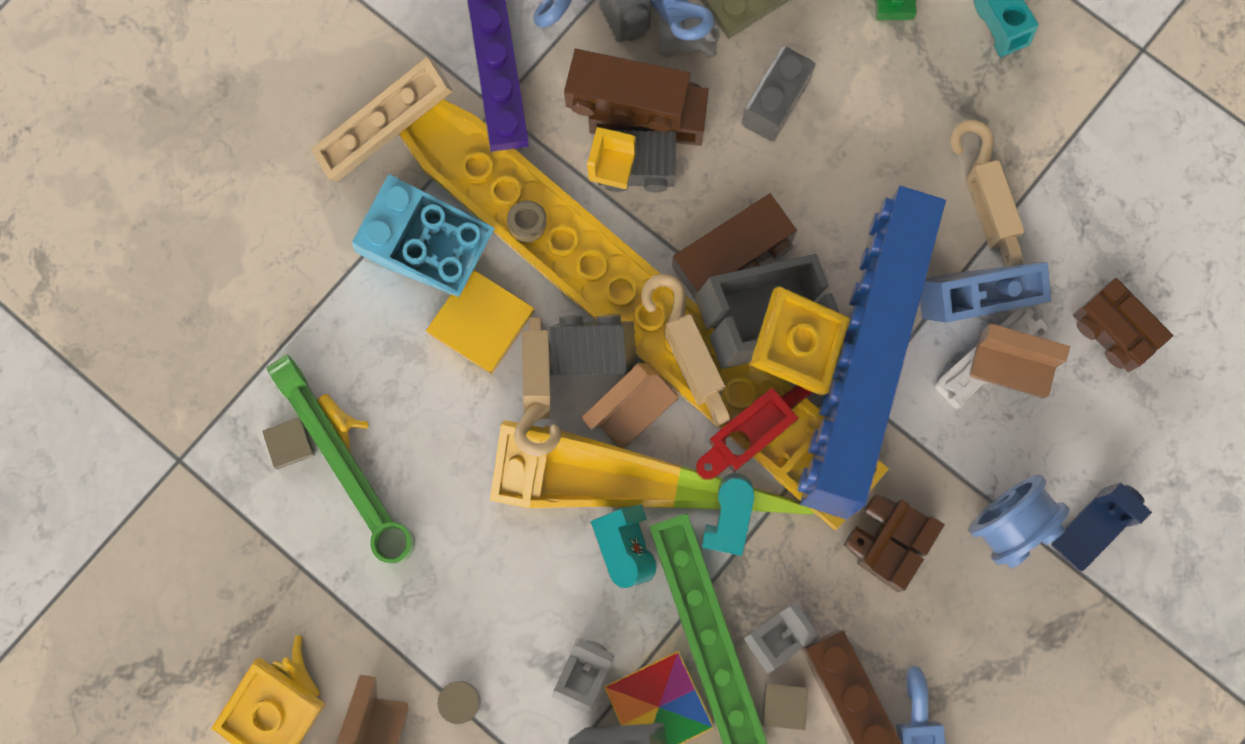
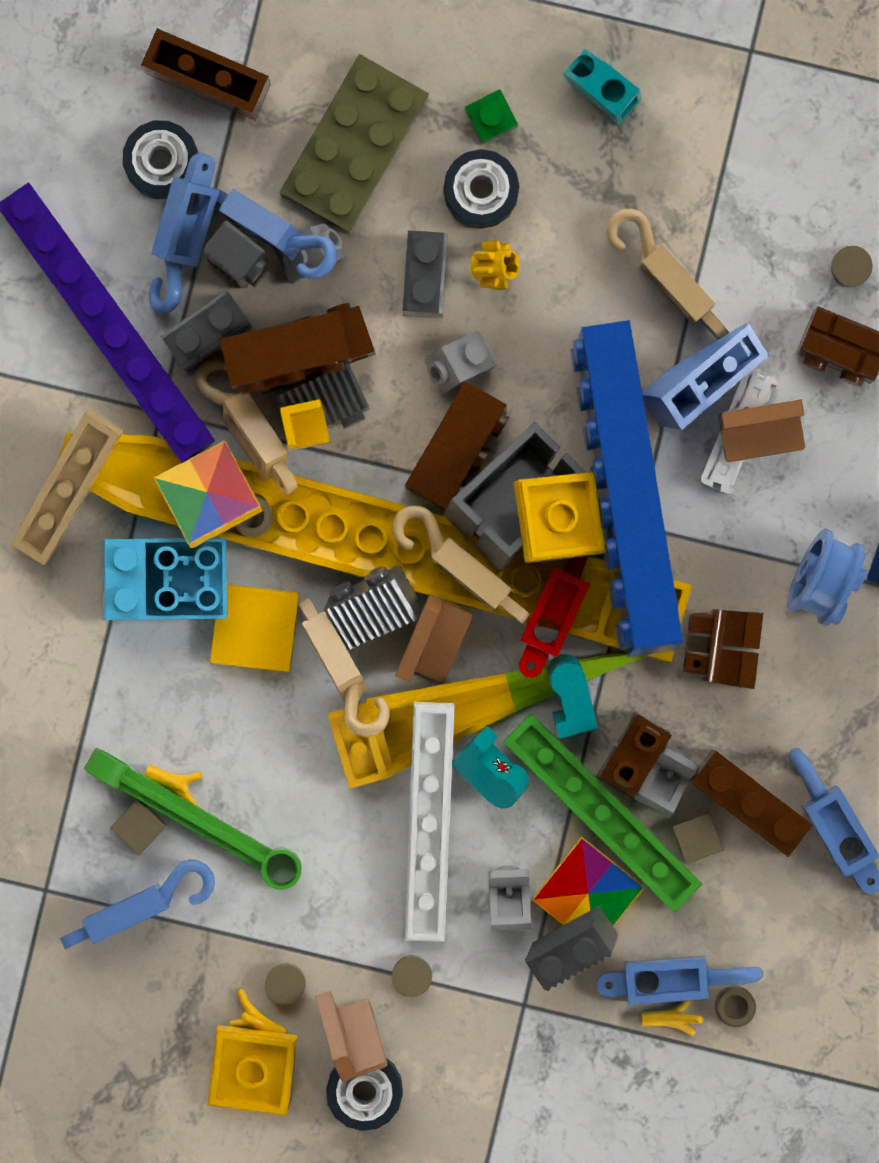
camera: 30 degrees left, 10 degrees up
(248, 512) = (140, 905): none -> medium blue piece
(341, 651) = (285, 984): none -> dark tan tile
(497, 182) = (208, 494): none -> tile
(545, 566) = (429, 821): none -> white tile
(553, 50) = (201, 332): none -> dark grey brick
(562, 149) = (249, 429): none -> tan piece
(763, 598) = (634, 755): none -> reddish brown hips
(771, 176) = (459, 362): none -> light grey bracket
(842, 114) = (495, 265): none -> yellow gear
(865, 31) = (486, 166): none -> wheel
(1156, 263) = (851, 266): none -> dark tan tile

